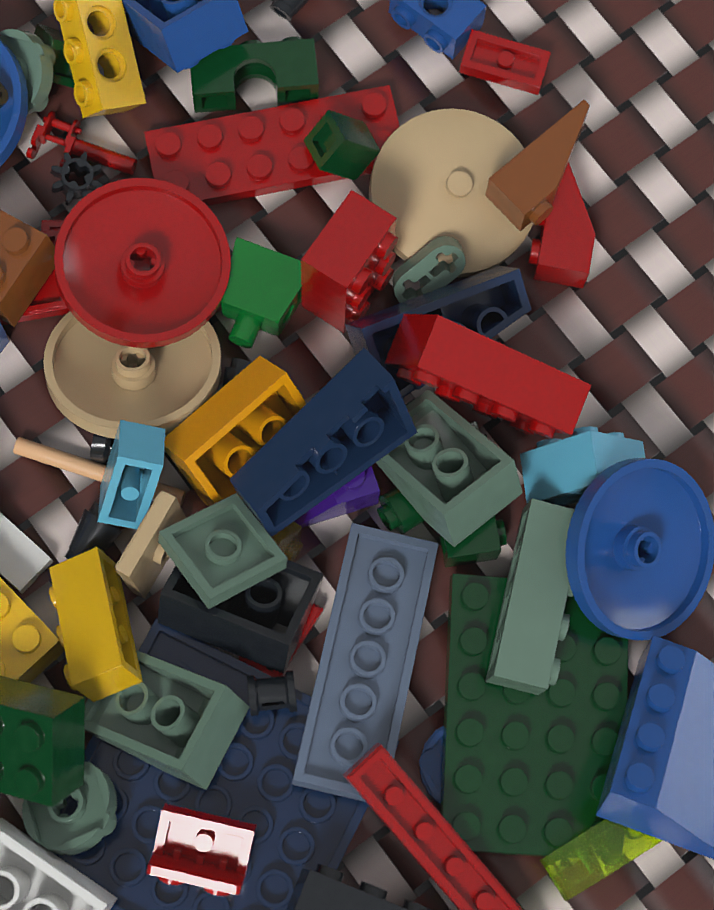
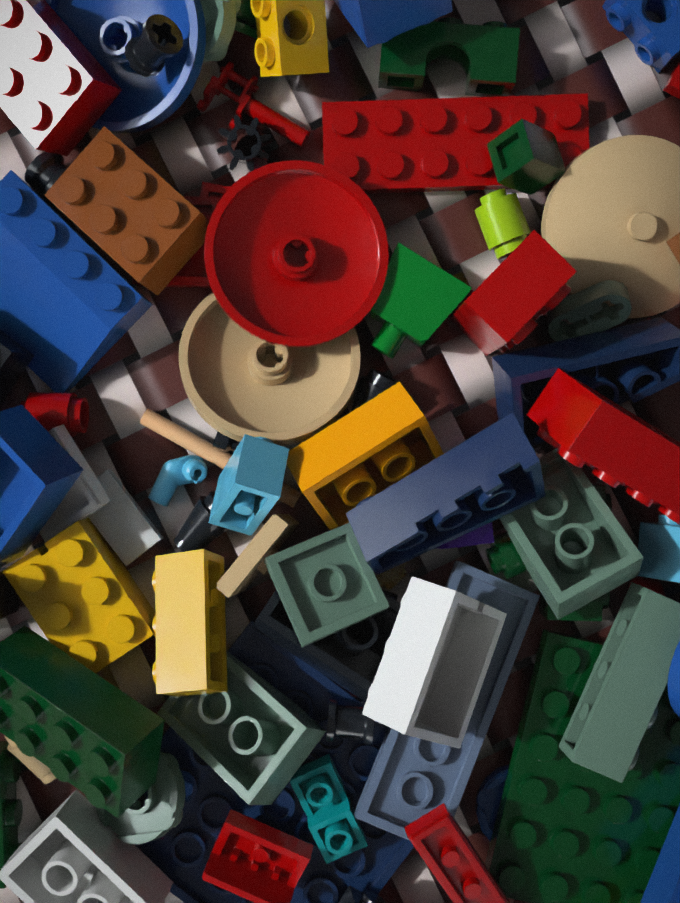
camera: 20 degrees right, 15 degrees up
(56, 494) = (177, 473): none -> medium azure arm
(265, 790) = (328, 809): none -> teal slope
(325, 198) = (502, 222): none -> lime brick
(340, 600) = (434, 663): none -> white piece

